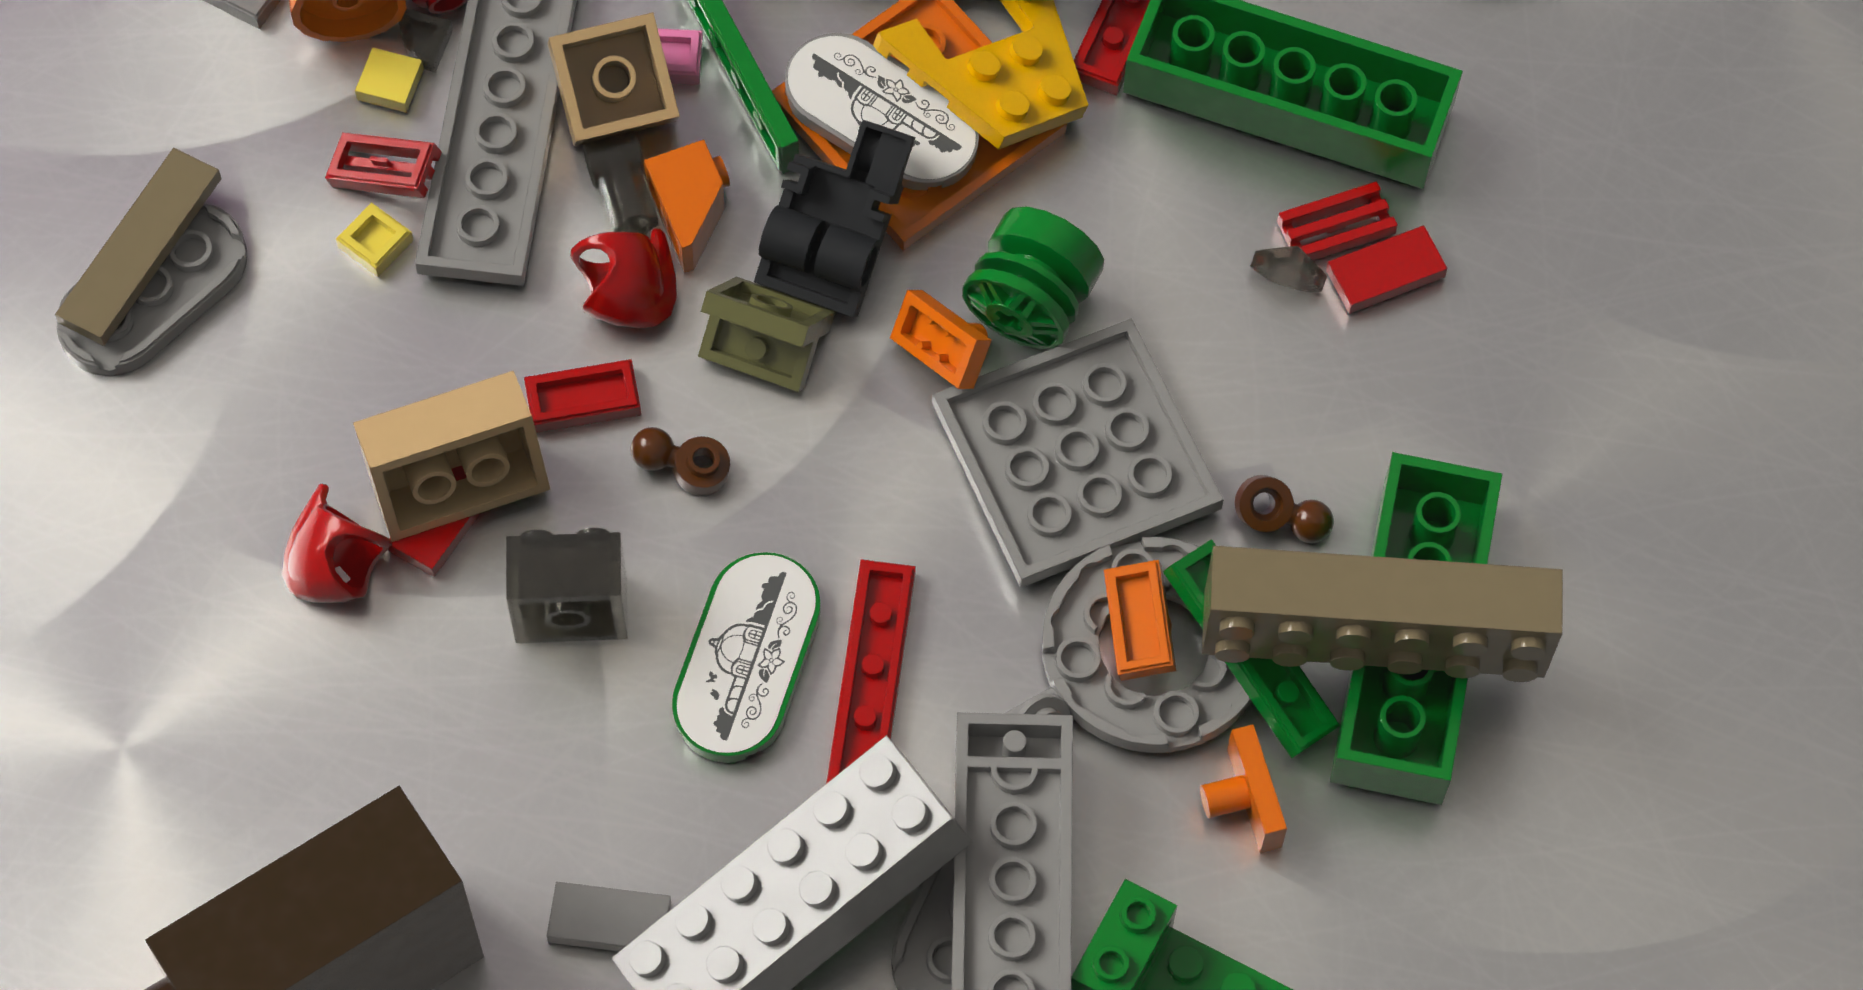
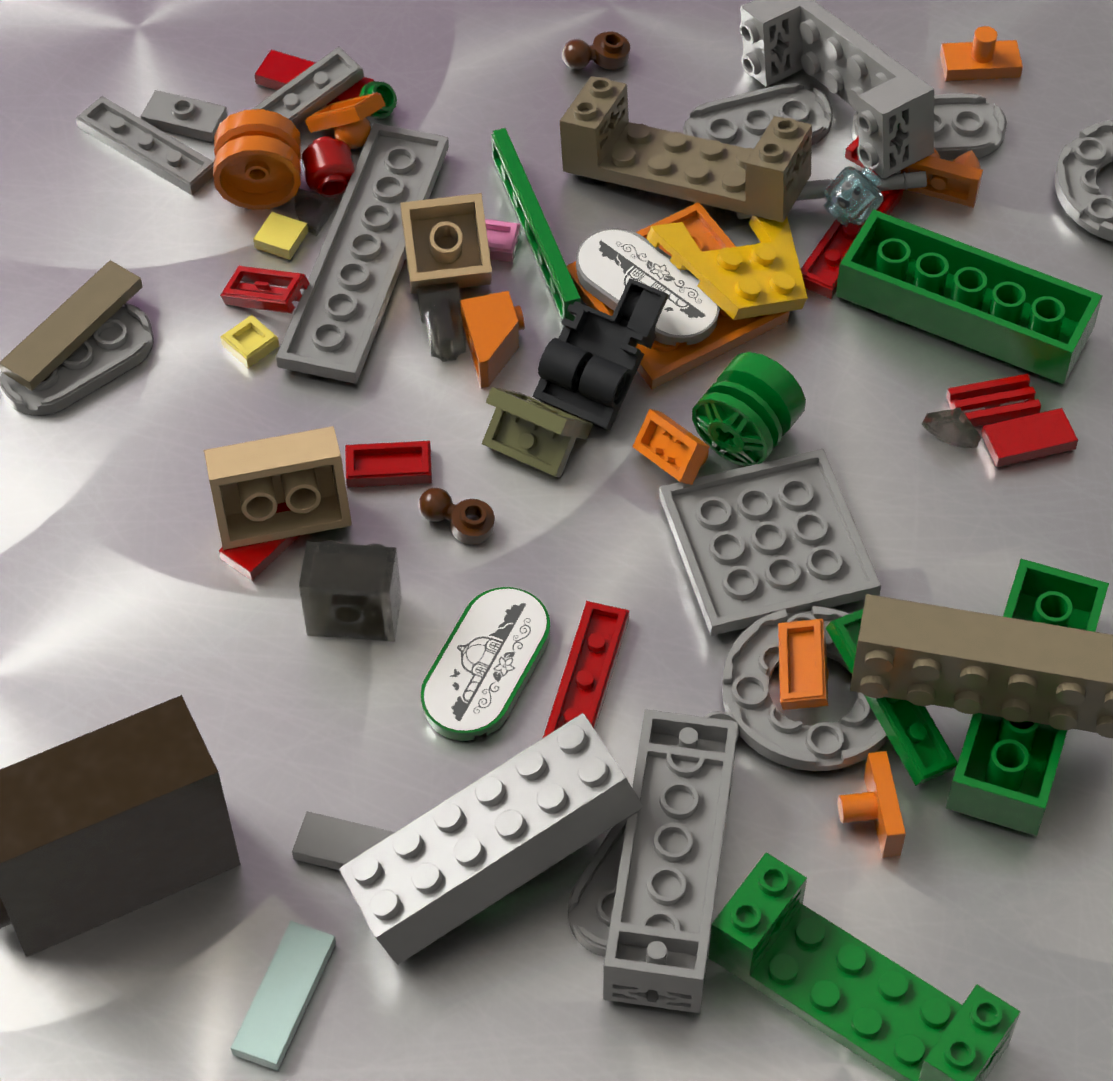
camera: 10 degrees right, 10 degrees down
(326, 541) = (174, 544): red piece -> none
(637, 282) = (441, 386): red piece -> none
(1309, 520) = (927, 590): reddish brown plate -> none

